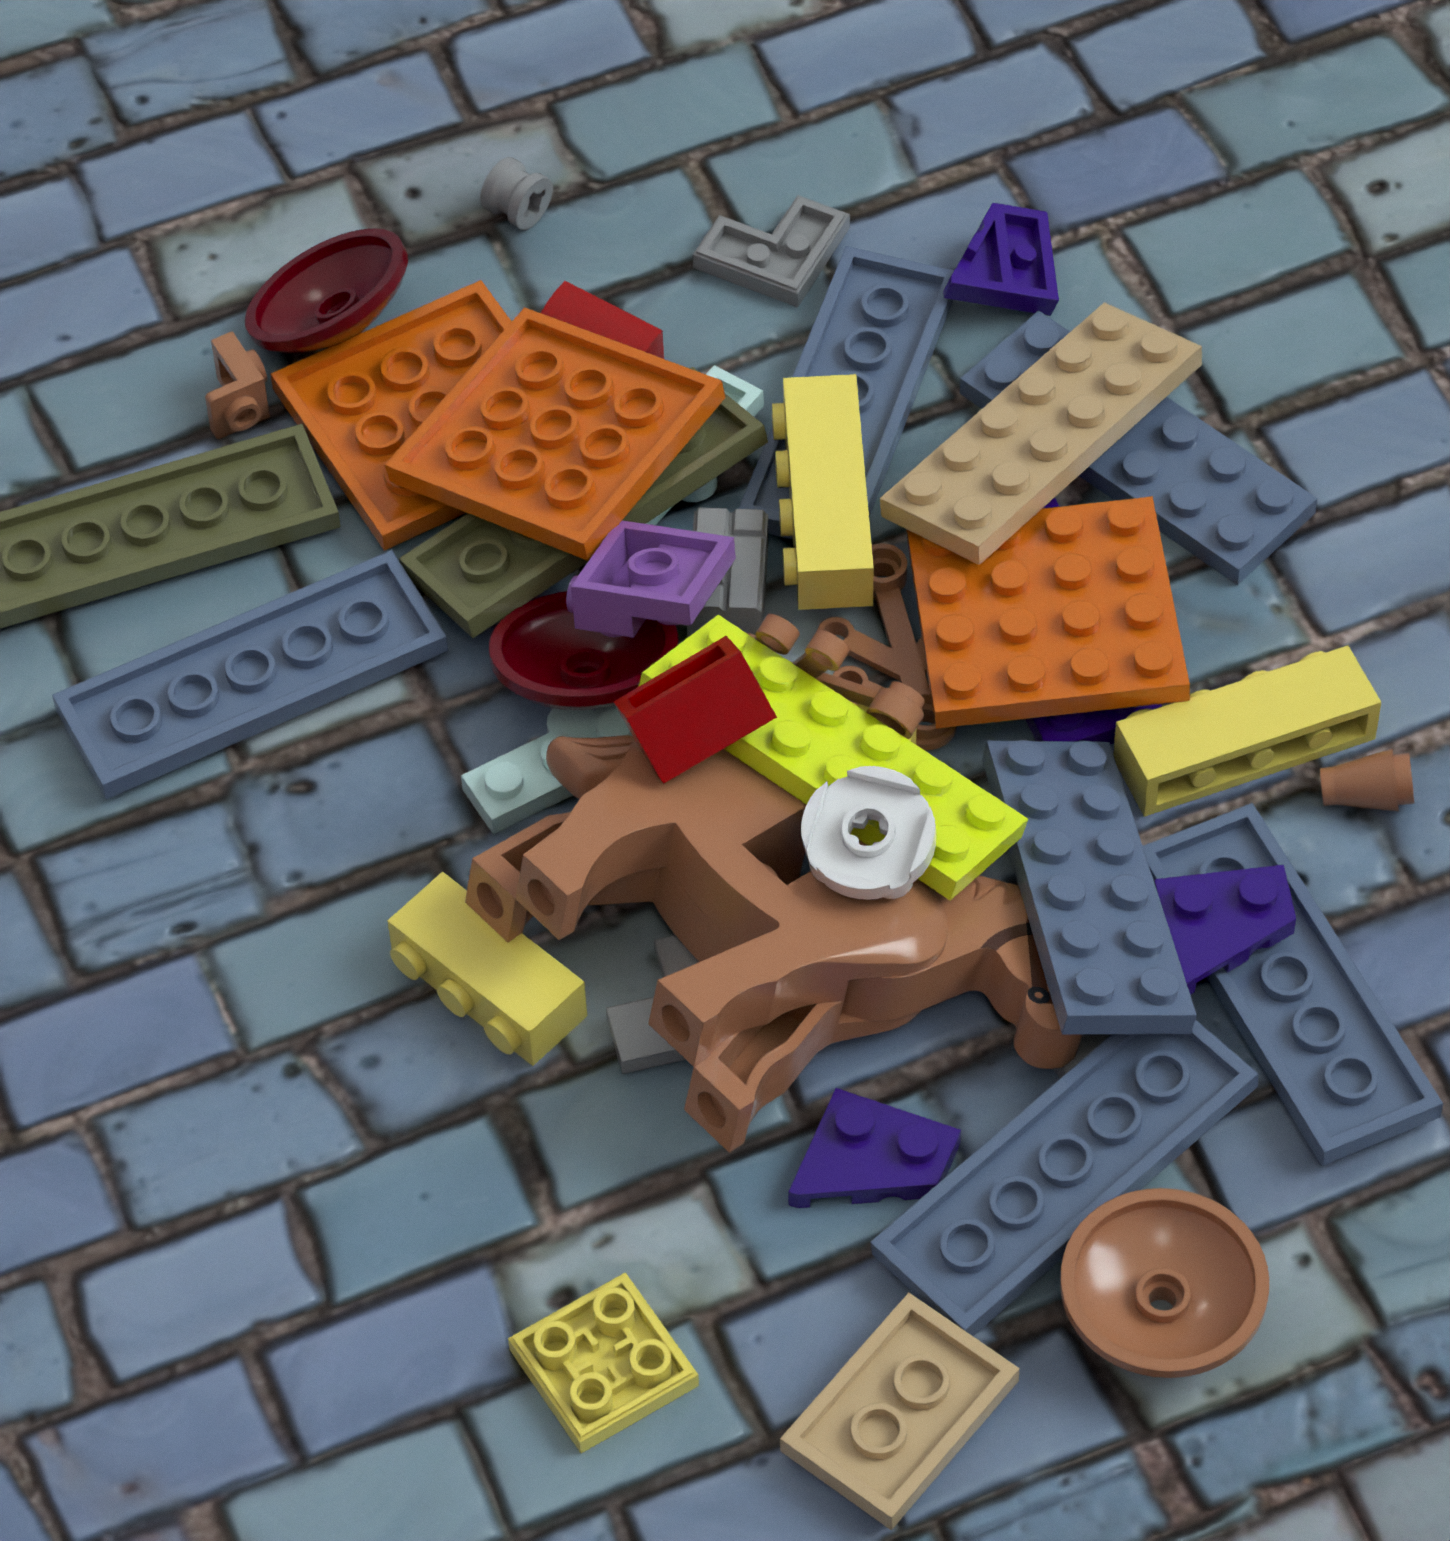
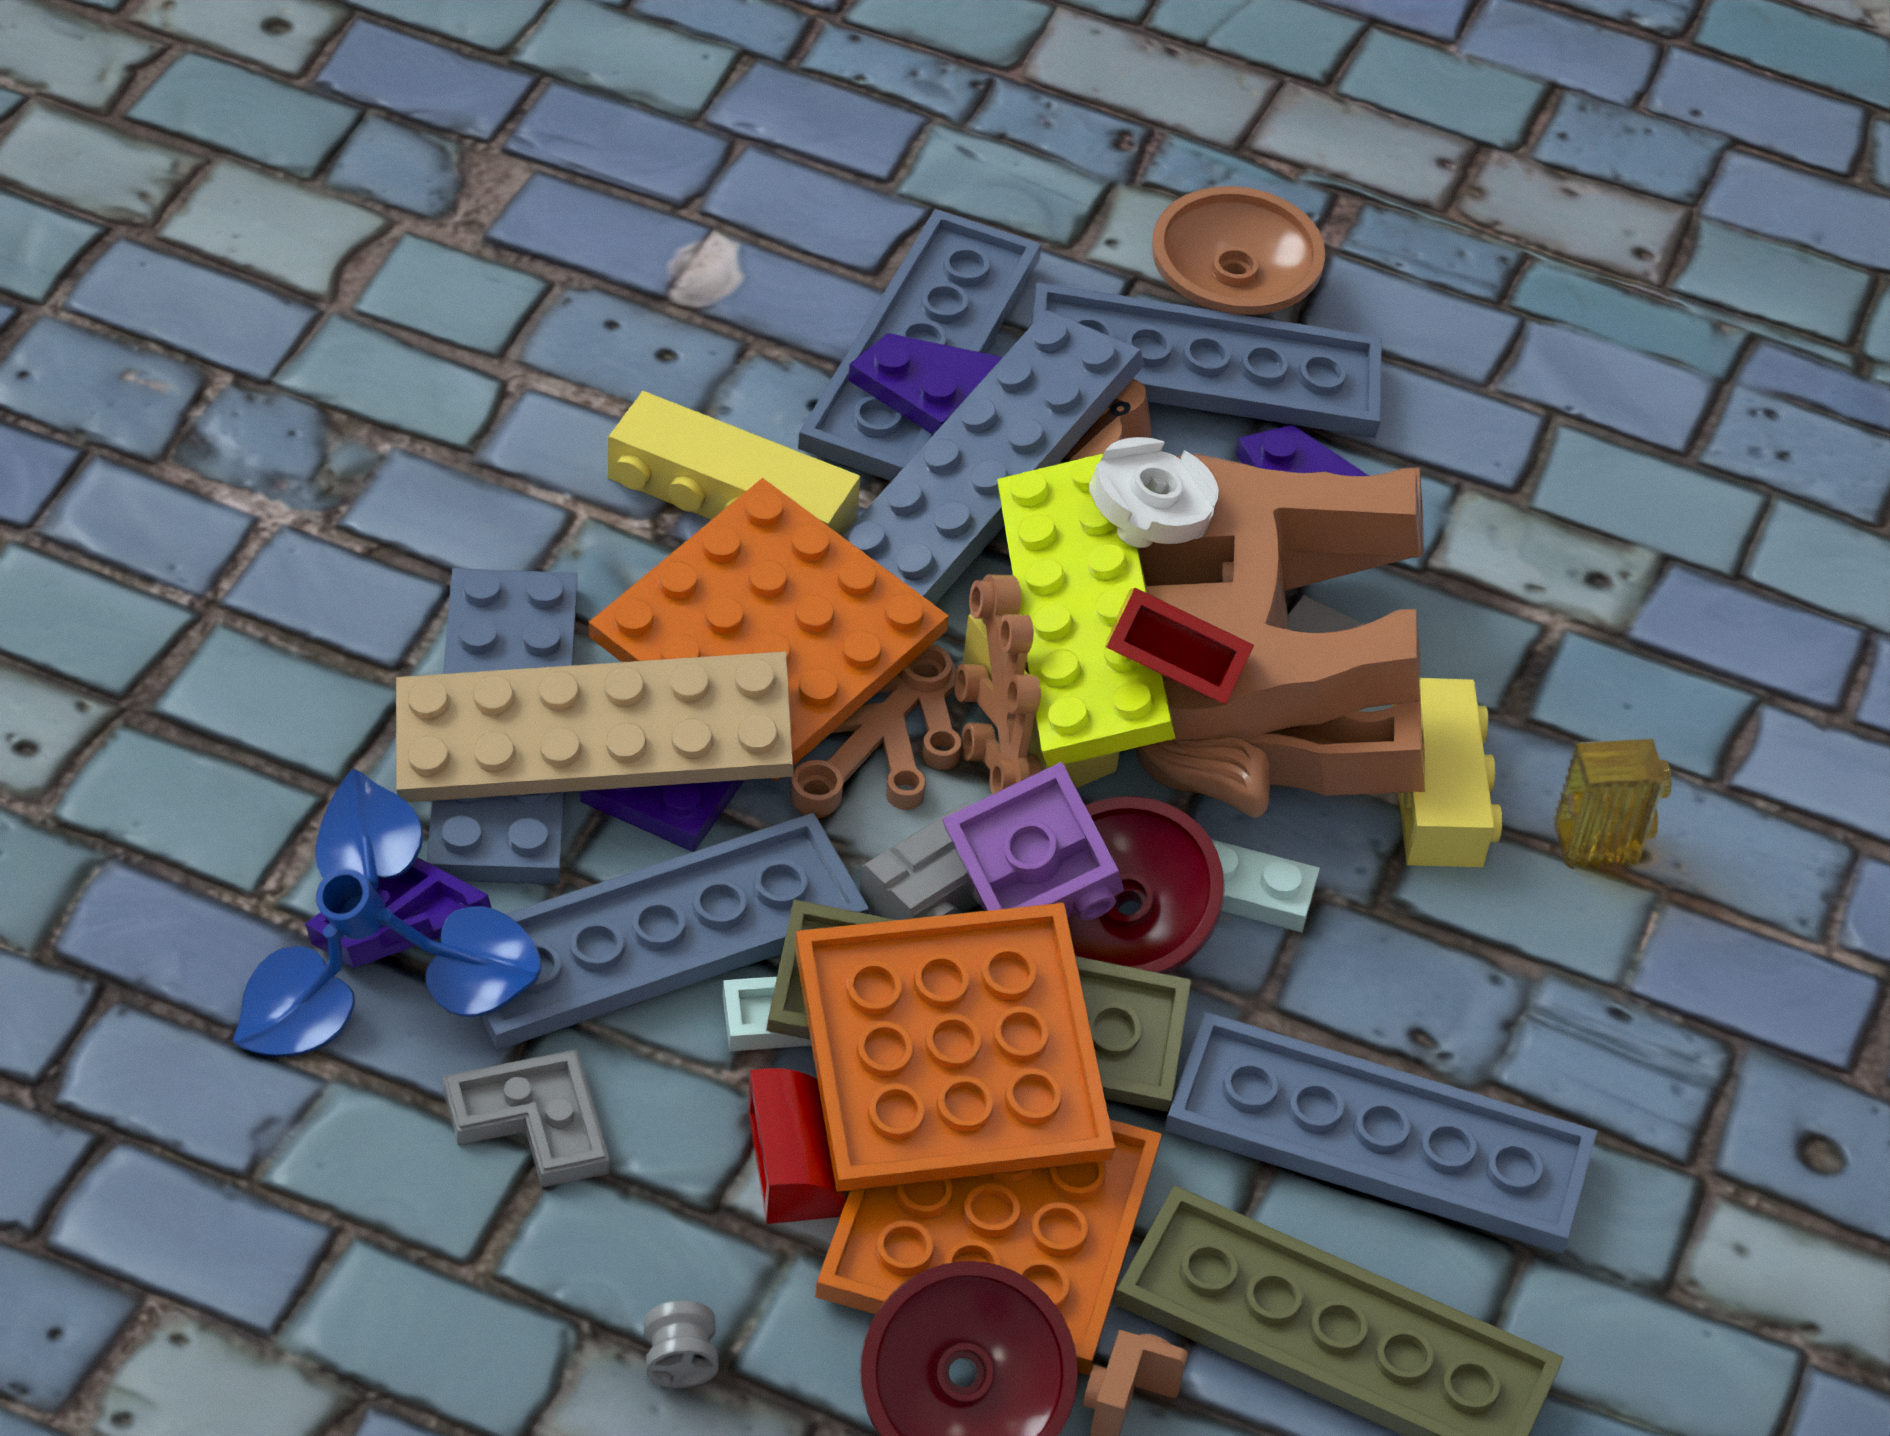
camera: 140 degrees left, 5 degrees down
(326, 1017) = (1610, 801): none -> clear yellow brick
(603, 1362) = (1617, 519): light yellow tile -> none
(826, 492) = (804, 830): light yellow brick -> none
(899, 1410) = (1466, 345): tan plate -> none
(990, 175) = (366, 835): none -> blue plant
(1370, 782) = (695, 384): nougat cone -> none

